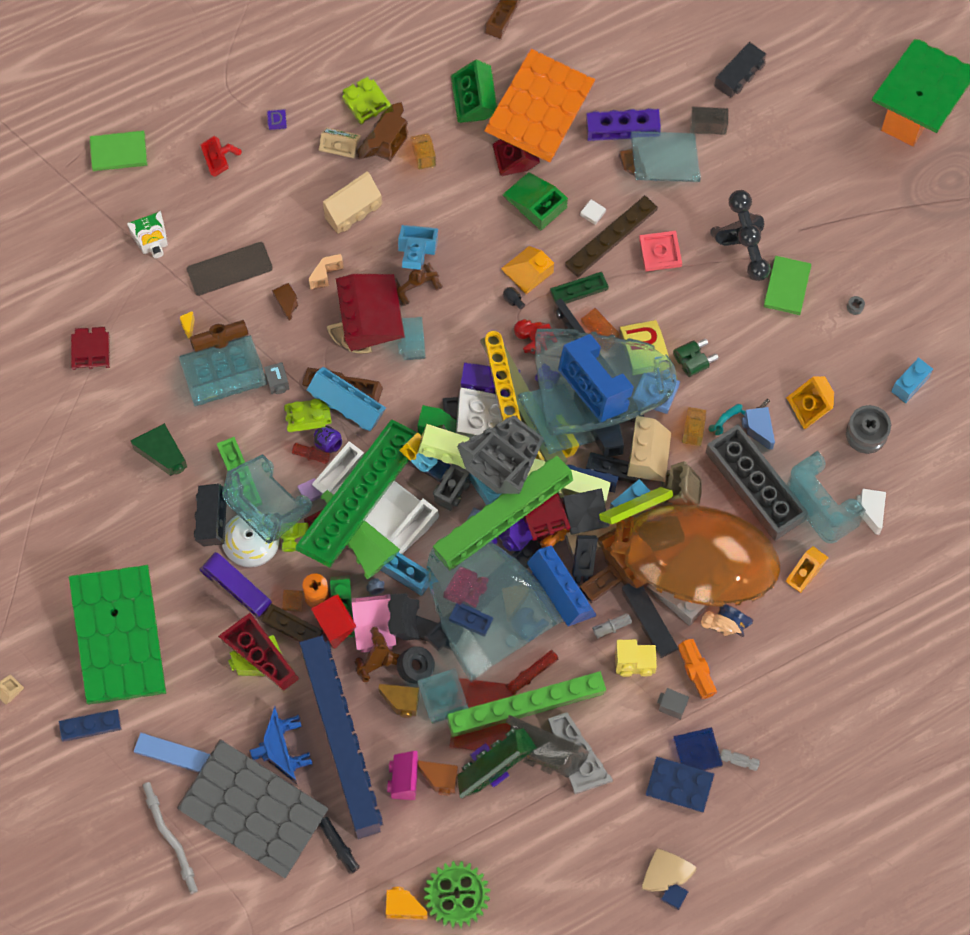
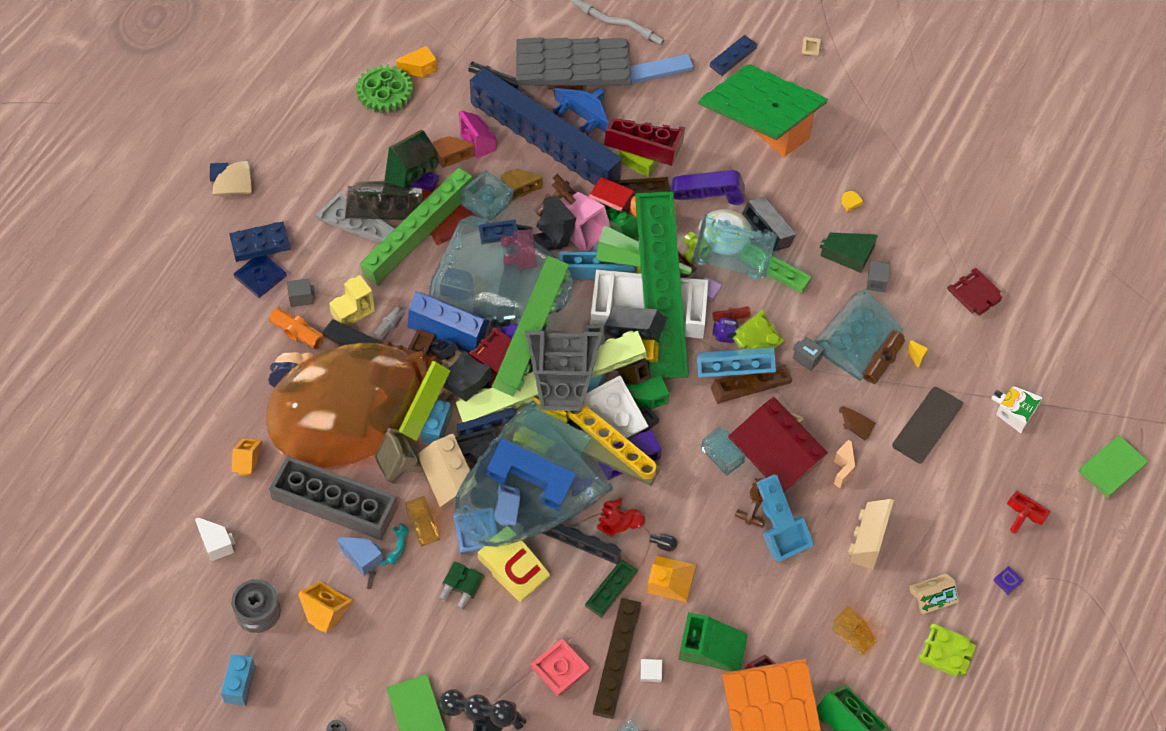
camera: 145 degrees right, 10 degrees down
(116, 500) = (851, 200): none -> yellow tile
(159, 410) = (878, 276): none -> dark grey brick
(387, 136) = (897, 617): reddish brown slope -> none
(405, 668) = (518, 201): black tyre -> none
(409, 470) = (646, 321): none -> black brick
(525, 677) = (433, 247): clear red pin -> none
(596, 322) = (567, 563): clear orange plate -> none
(631, 367) = (507, 505): none -> medium blue slope
(740, 760) = (221, 285): light grey axle -> none
(824, 515) = (250, 496): clear light blue windscreen -> none

